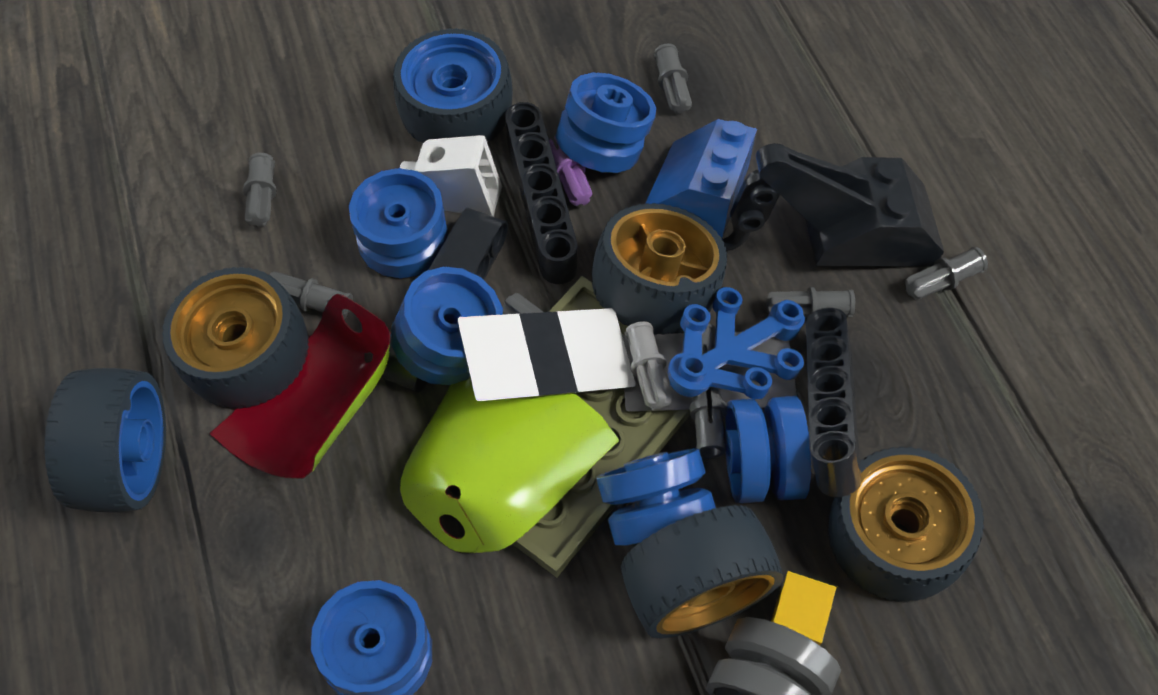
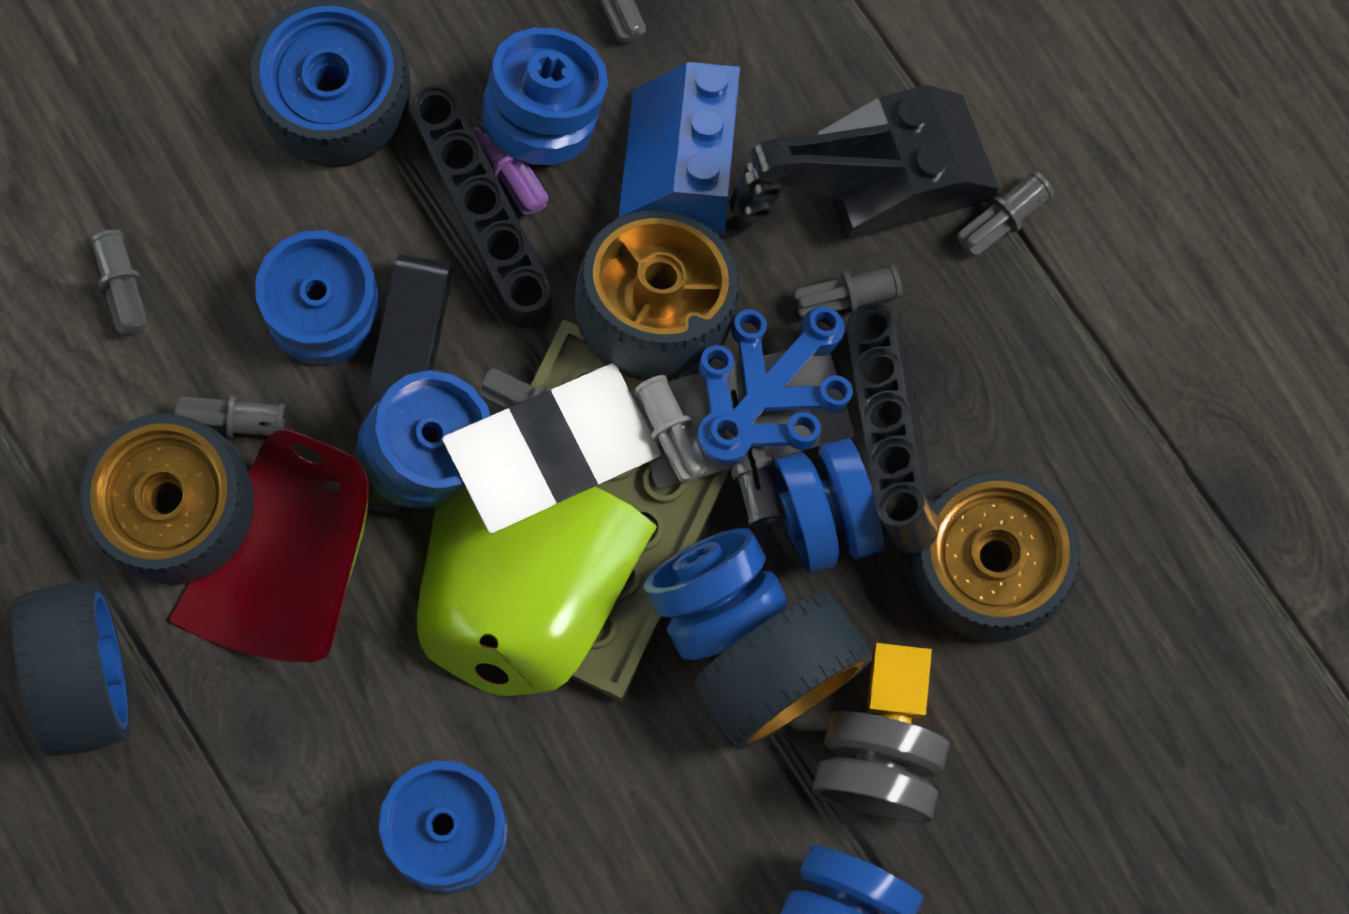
camera: 15 degrees left, 15 degrees up
(461, 171) = (371, 209): white torso -> none

